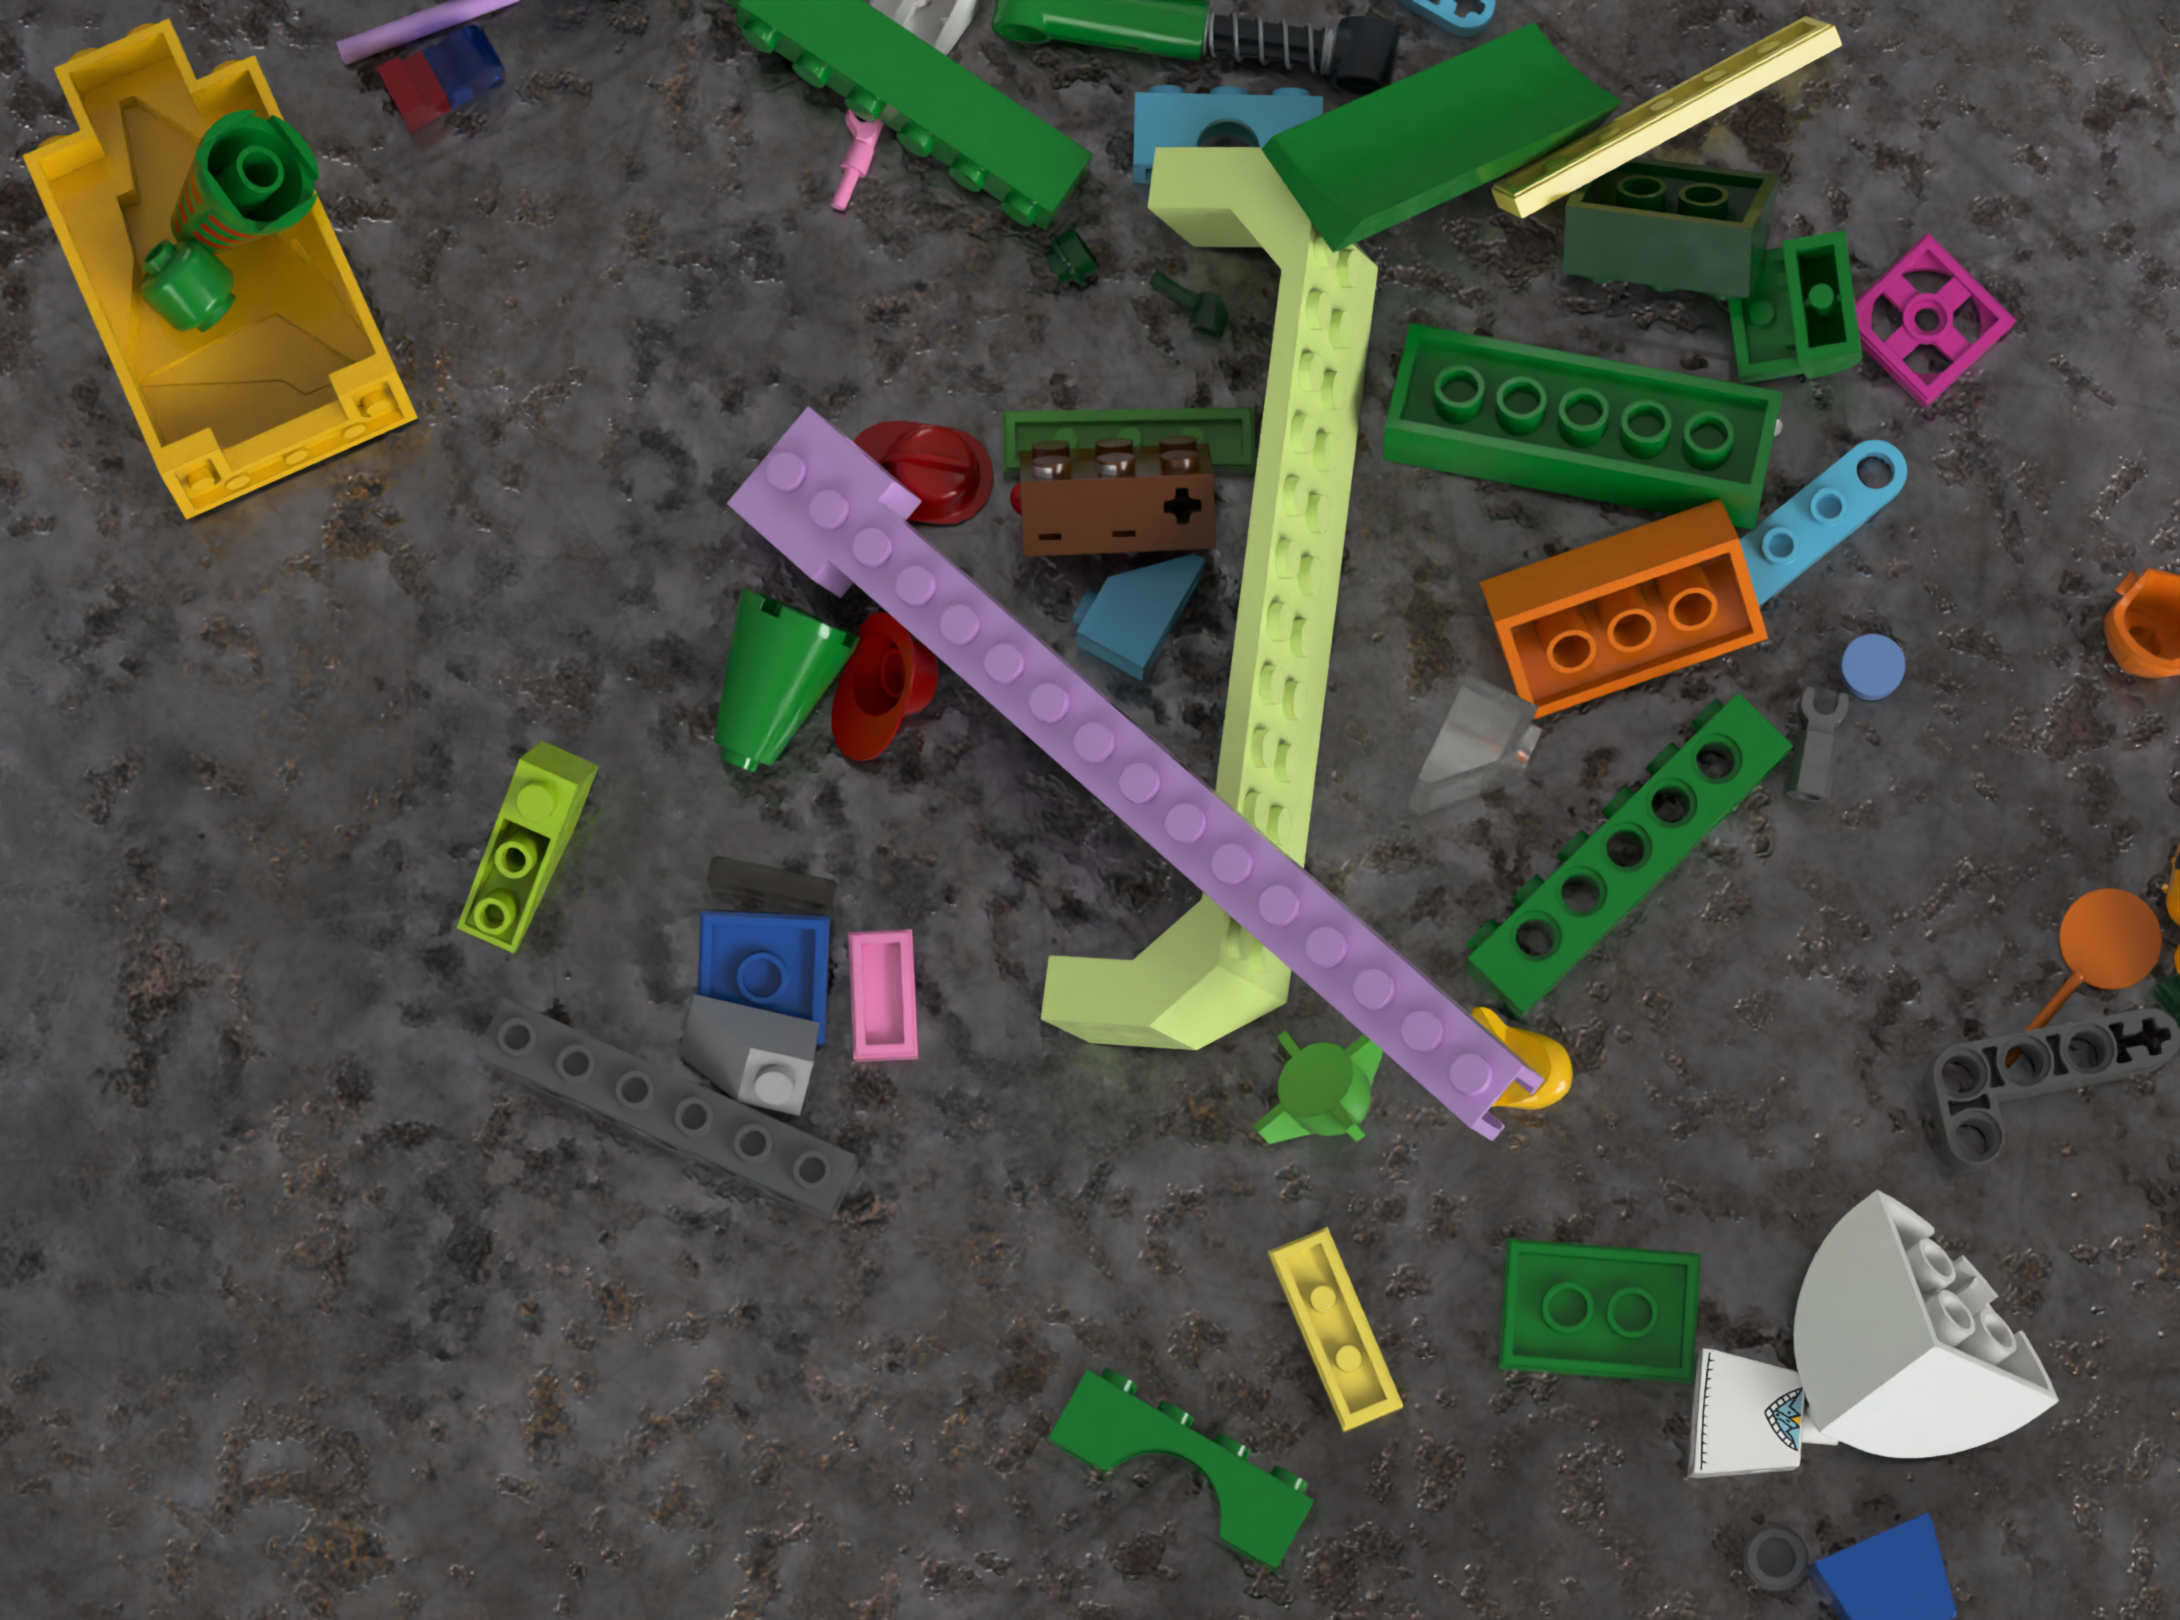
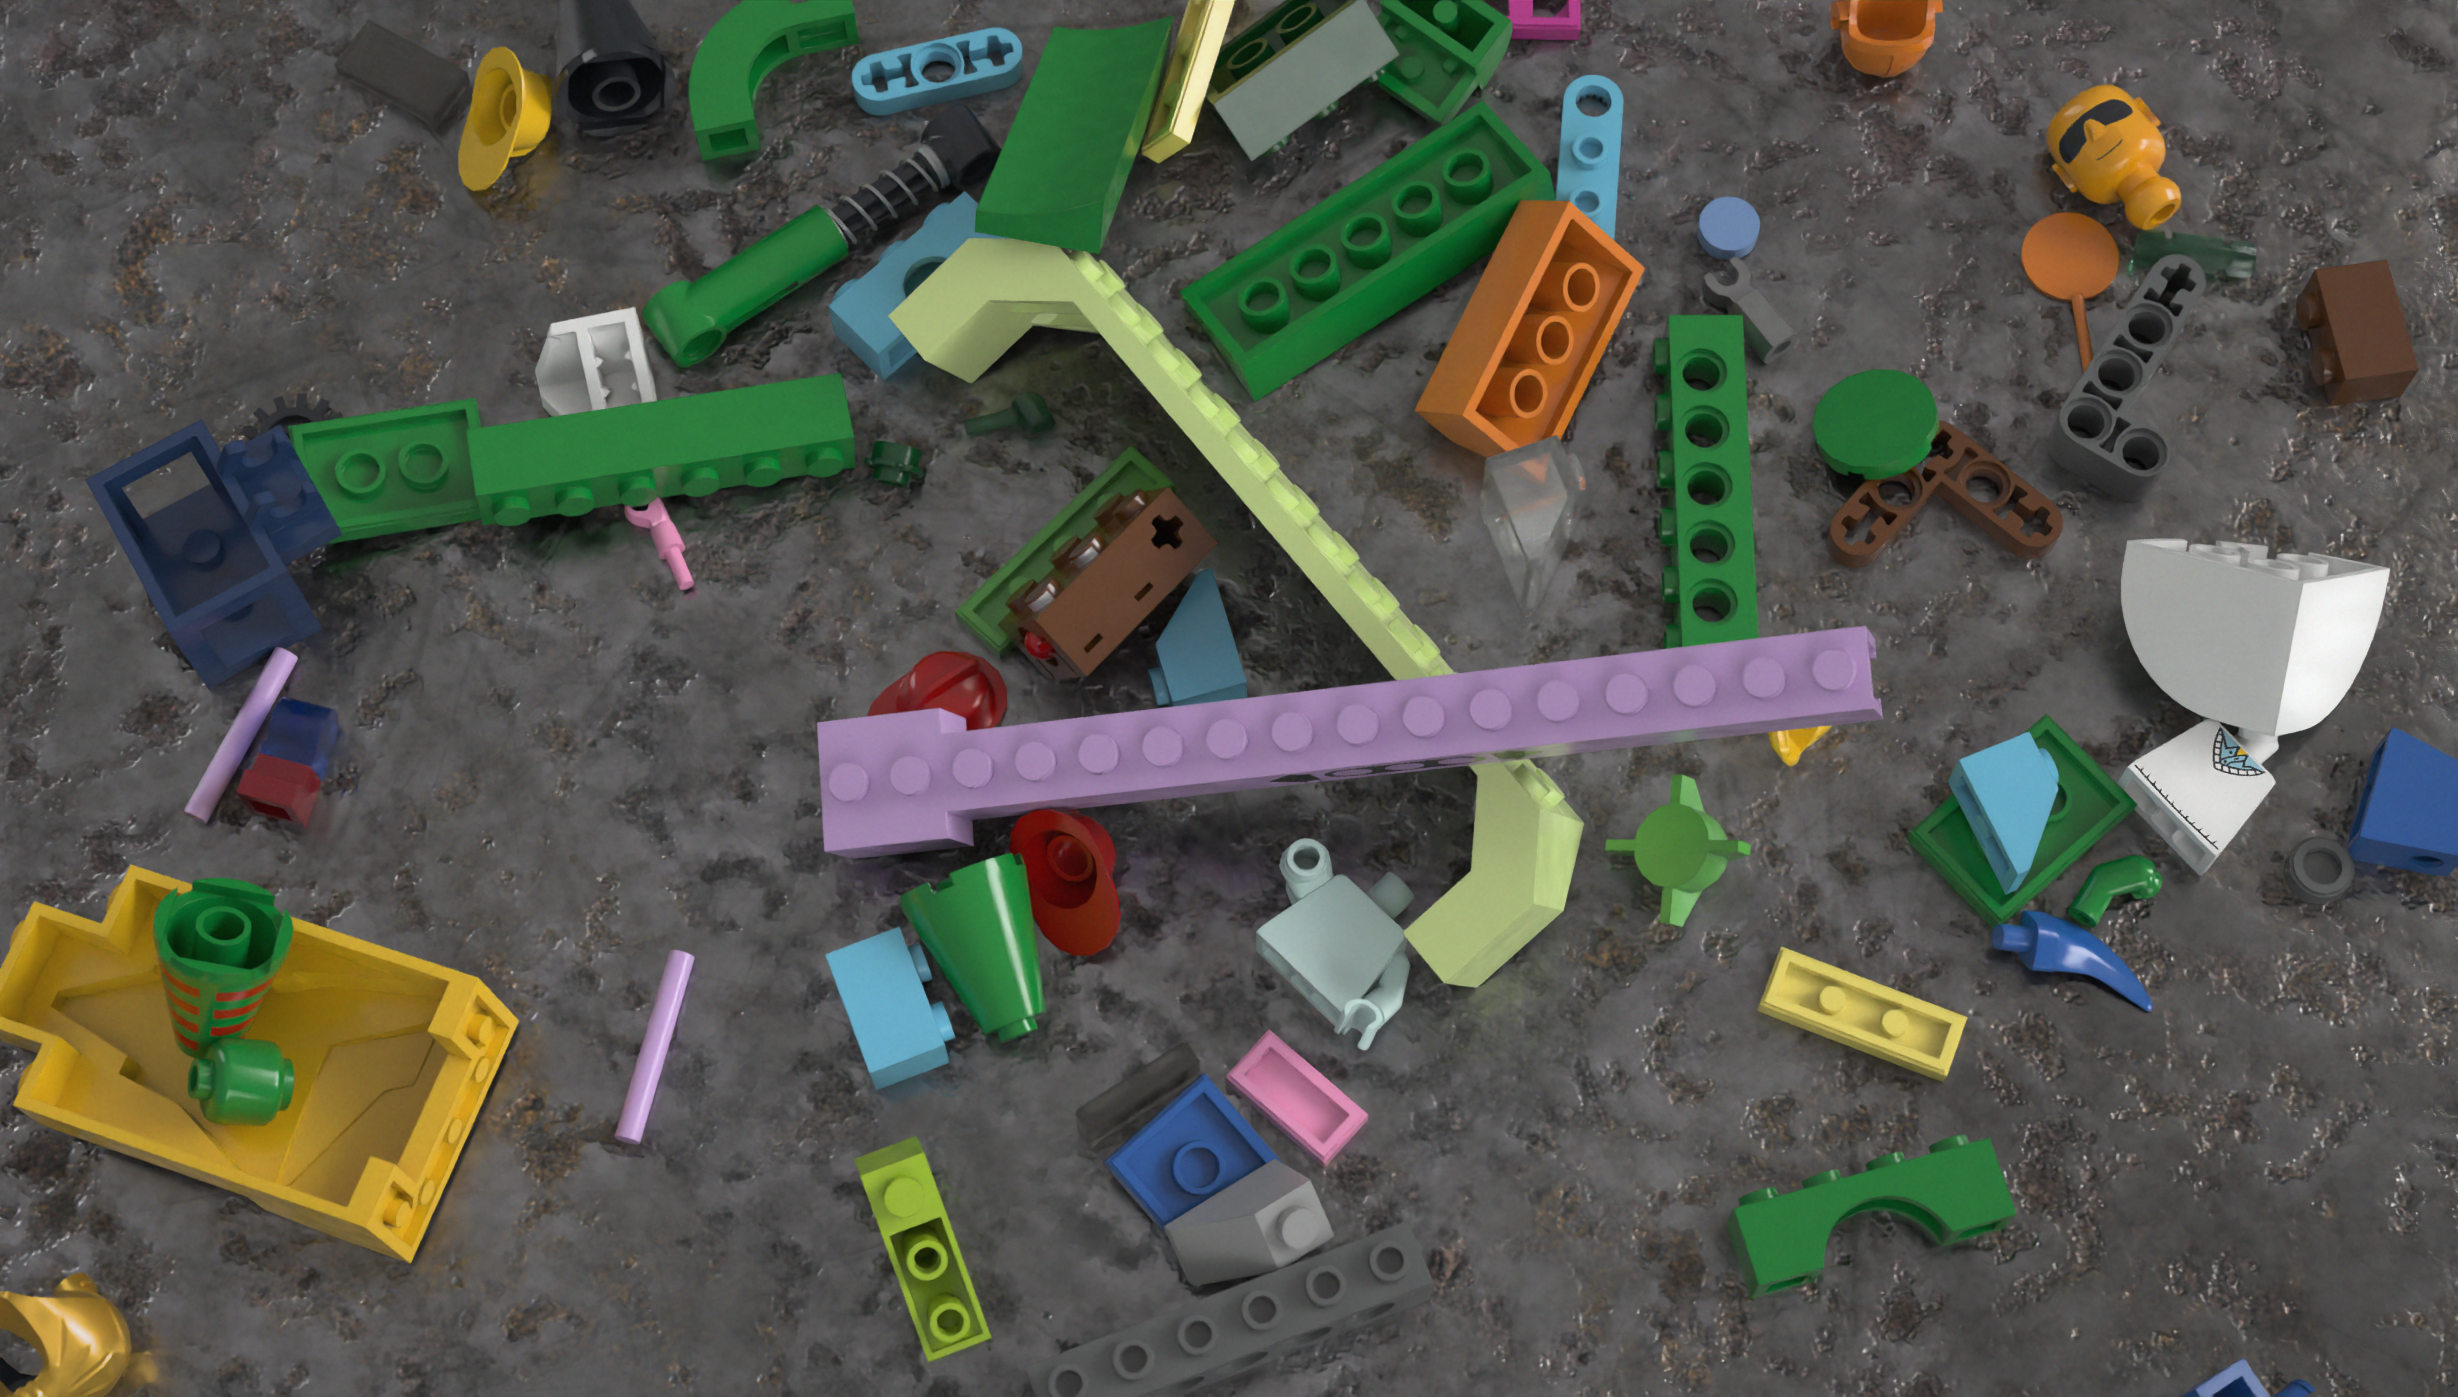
camera: 45 degrees left, 10 degrees down
(489, 527) = (654, 1047): none -> lavender bar
(669, 657) = (889, 1007): none -> medium azure brick
(1018, 918) = (1339, 941): none -> light aqua torso
(1531, 1429) = (2058, 945): none -> blue bar
(1591, 1288) = (2007, 803): none -> medium azure slope
(1615, 1415) = (2111, 879): none -> green arm
(1810, 922) = (1876, 423): none -> green tile
(1824, 1016) = (1947, 478): none -> reddish brown beam

